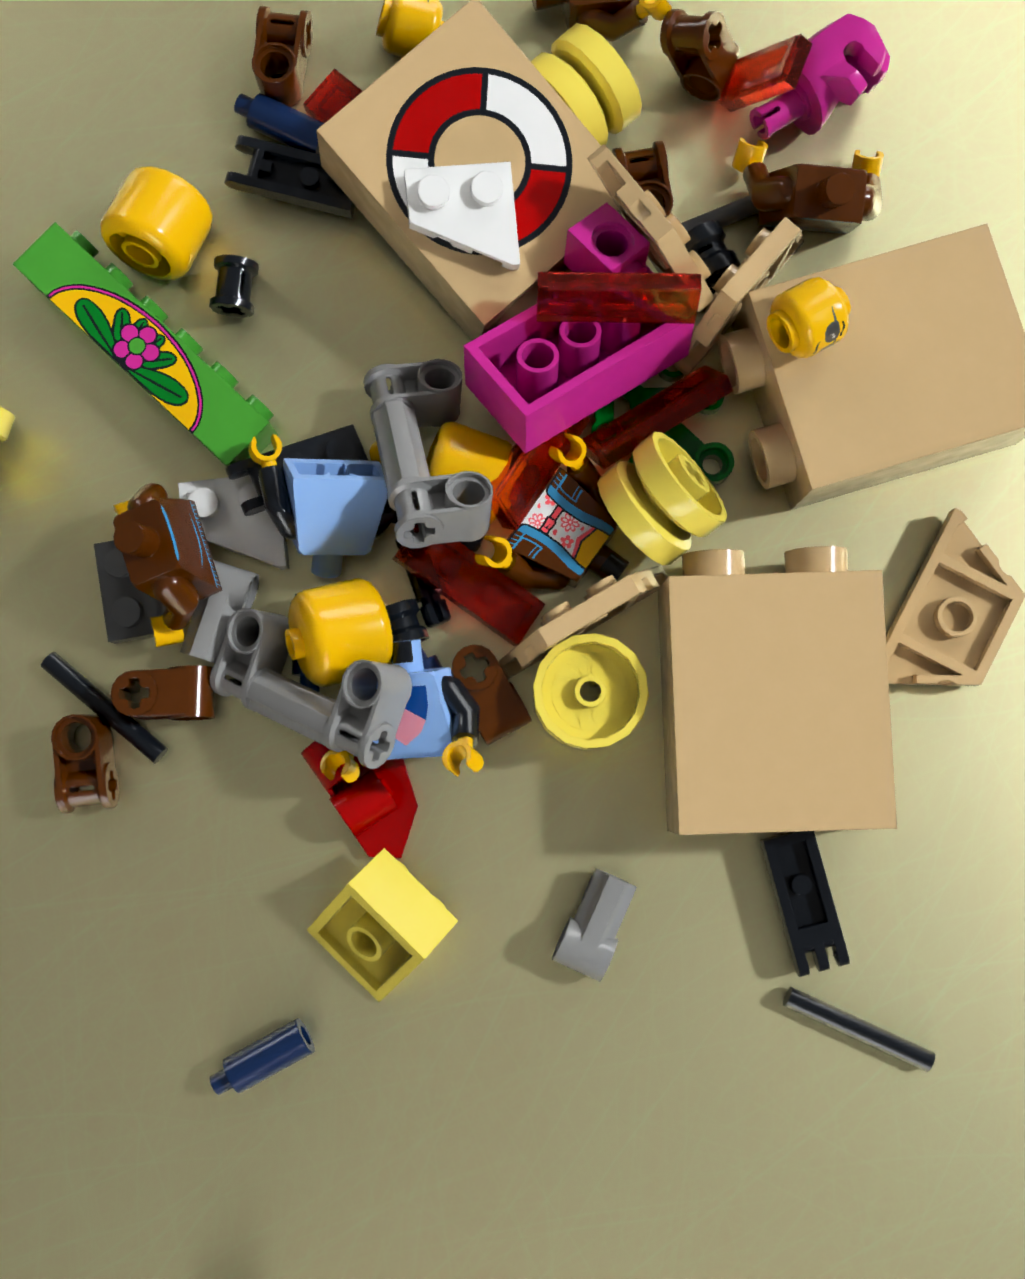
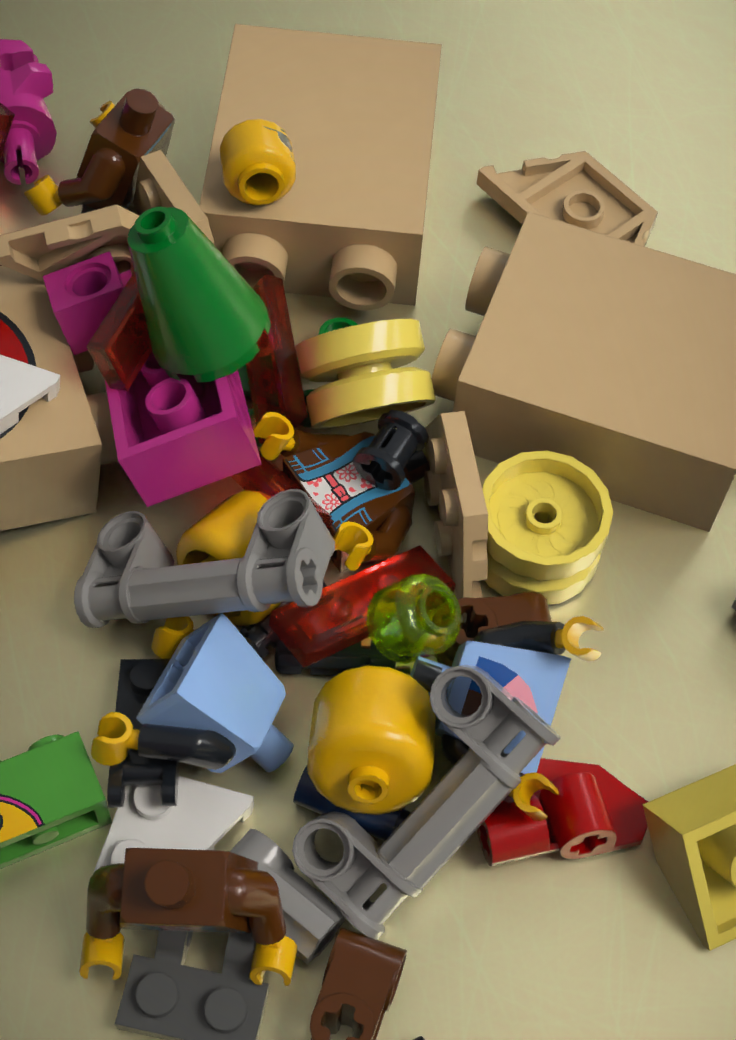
camera: 75 degrees left, 25 degrees down
(449, 624) = (413, 618): none -> clear neon green head
(593, 548) = (391, 450): none -> black bush
(610, 336) = (193, 300): none -> green cone

